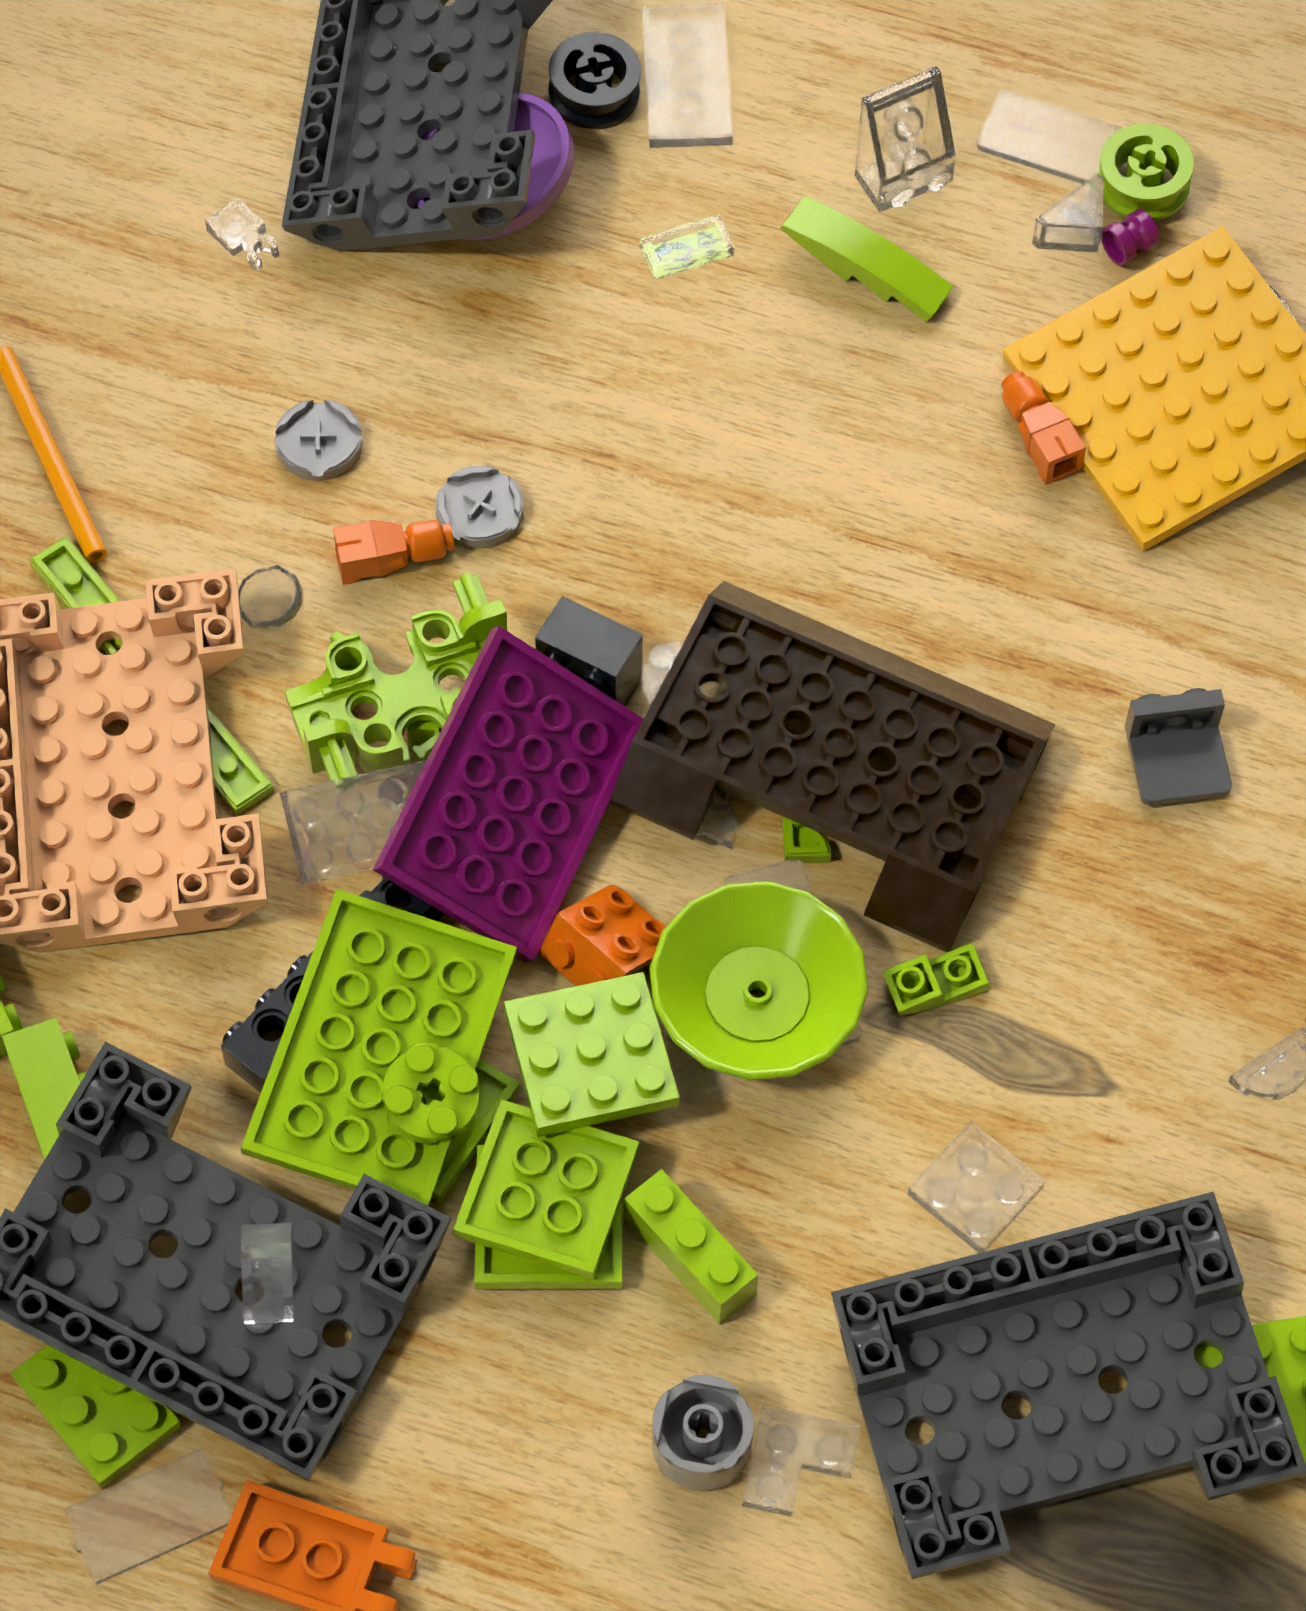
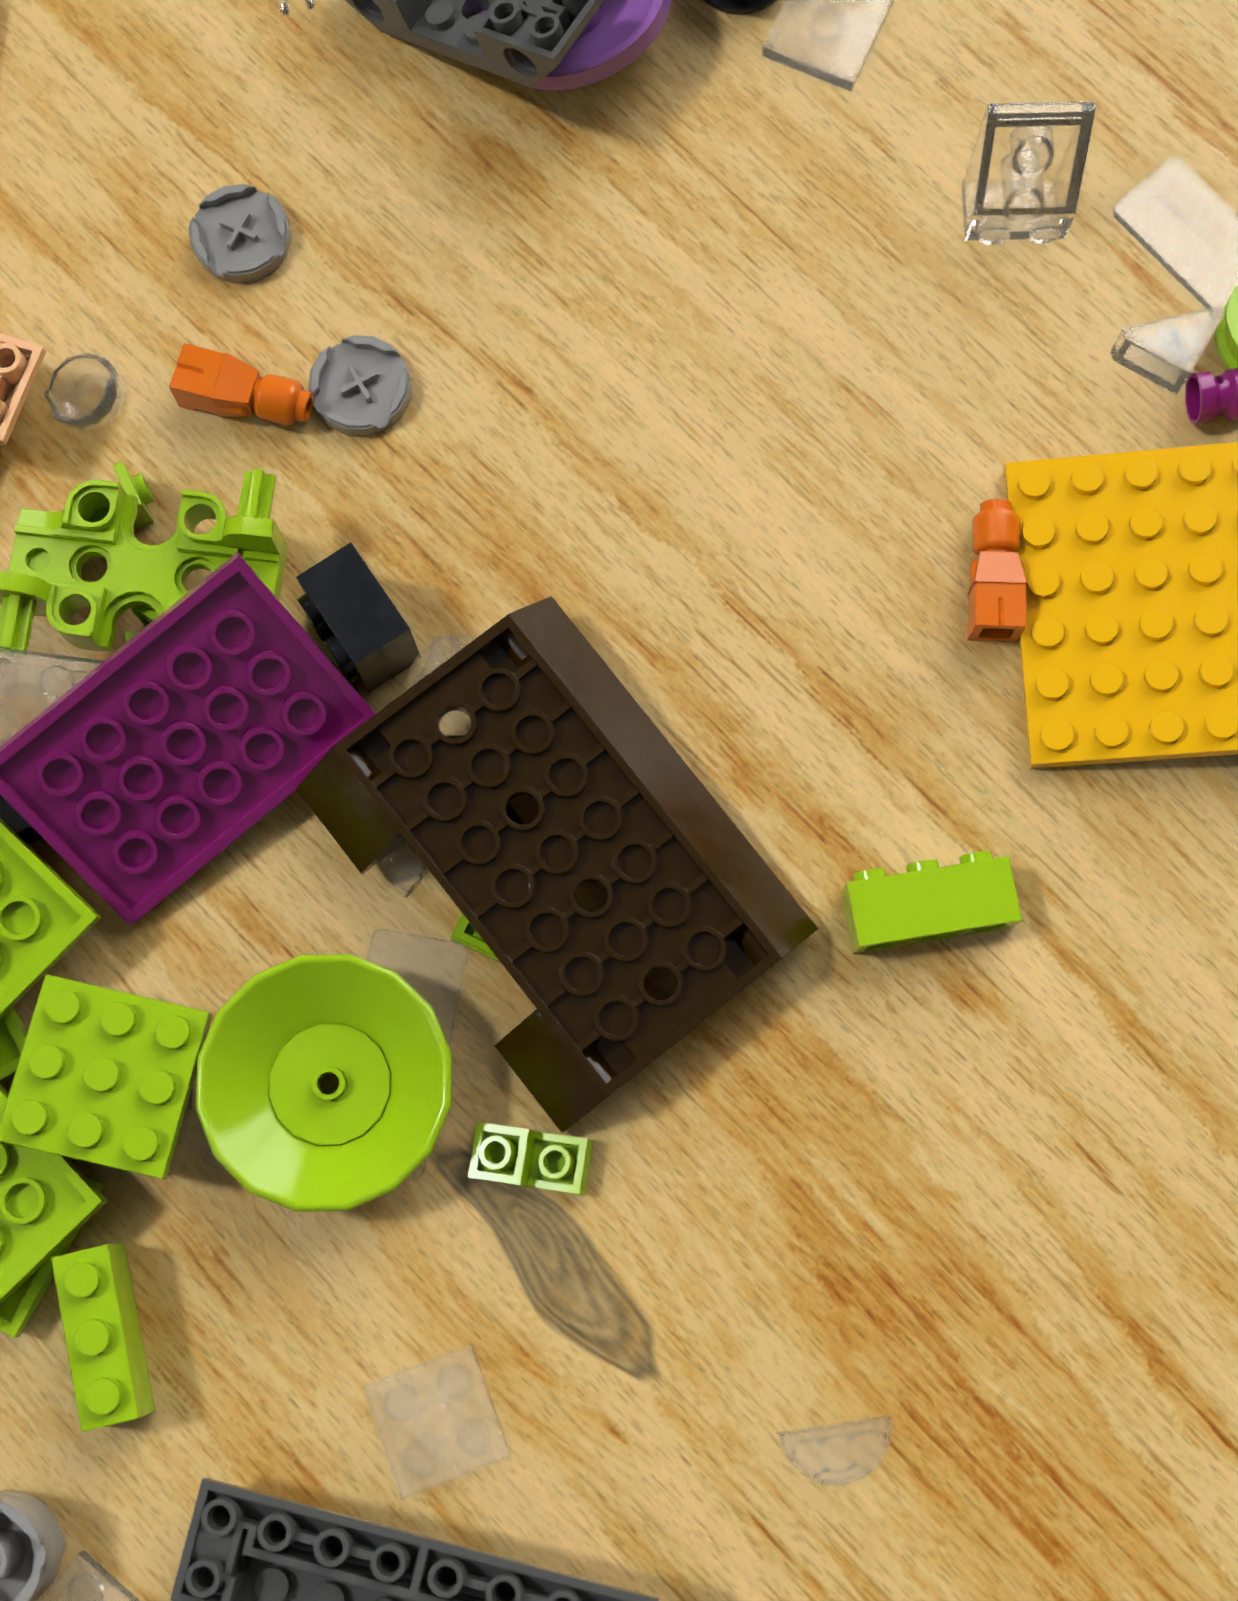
camera: 30 degrees right, 15 degrees up
(602, 937) = (212, 941): orange bracket -> none
(686, 246) = (736, 187): clear tile -> none
(868, 256) = (916, 288): lime slope -> none
(1126, 668) = (930, 902): none -> lime brick
(1178, 746) = (934, 1026): dark grey bracket -> none

